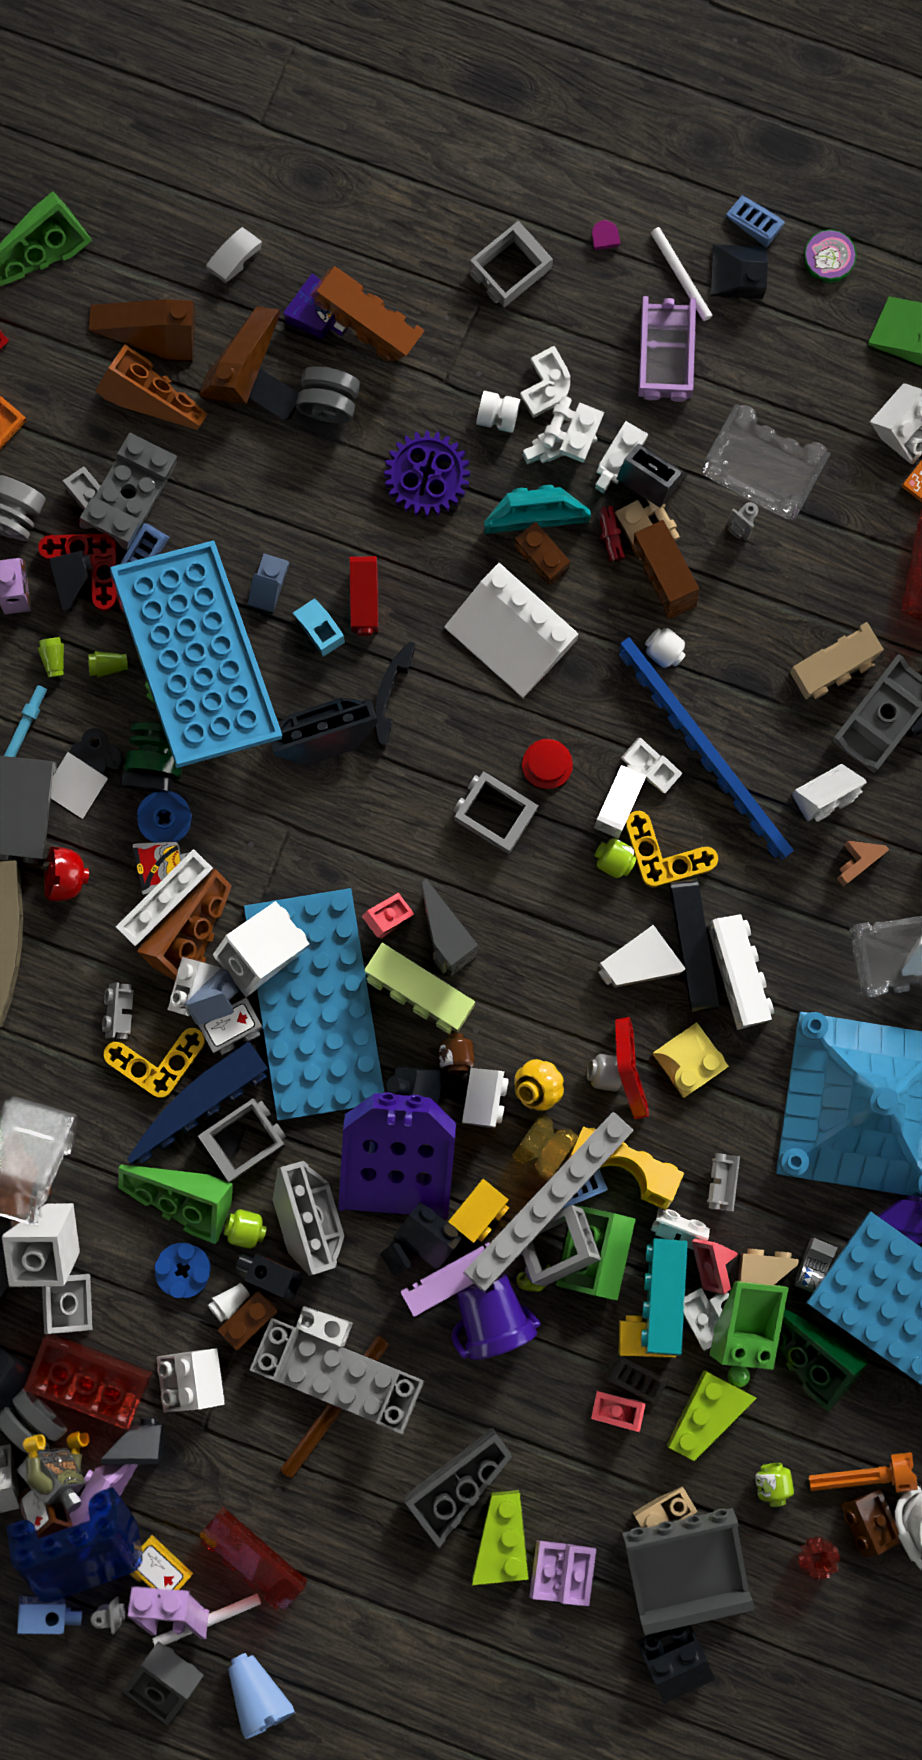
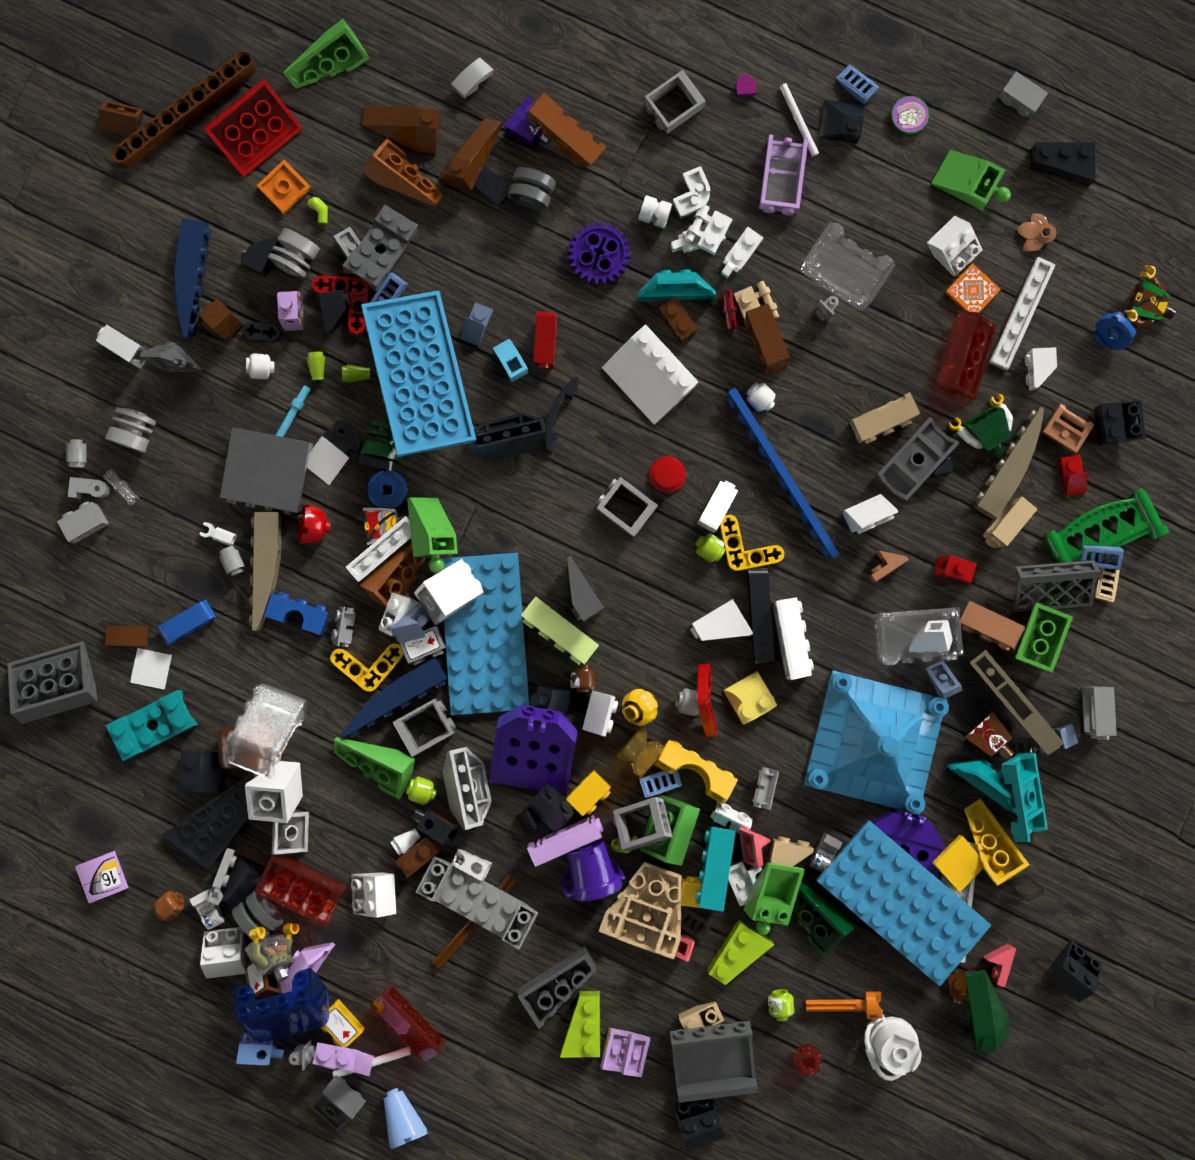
camera: 10 degrees right, 5 degrees up
(30, 990) = (314, 617): none -> blue arch
(42, 445) = (317, 204): none -> lime arm
(139, 1444) = (333, 938): black slope -> none
(178, 1285) = (385, 819): blue plate -> none
(229, 868) = (431, 531): none -> bright green slope
(387, 915) = (542, 575): coral slope -> none
(548, 1202) = (638, 793): light grey plate -> none
(576, 1369) = (648, 912): none -> tan wedge
(650, 475) = (762, 268): black slope -> none
(656, 768) = (745, 484): white slope -> none
(871, 1523) = (847, 1038): reddish brown bracket -> none

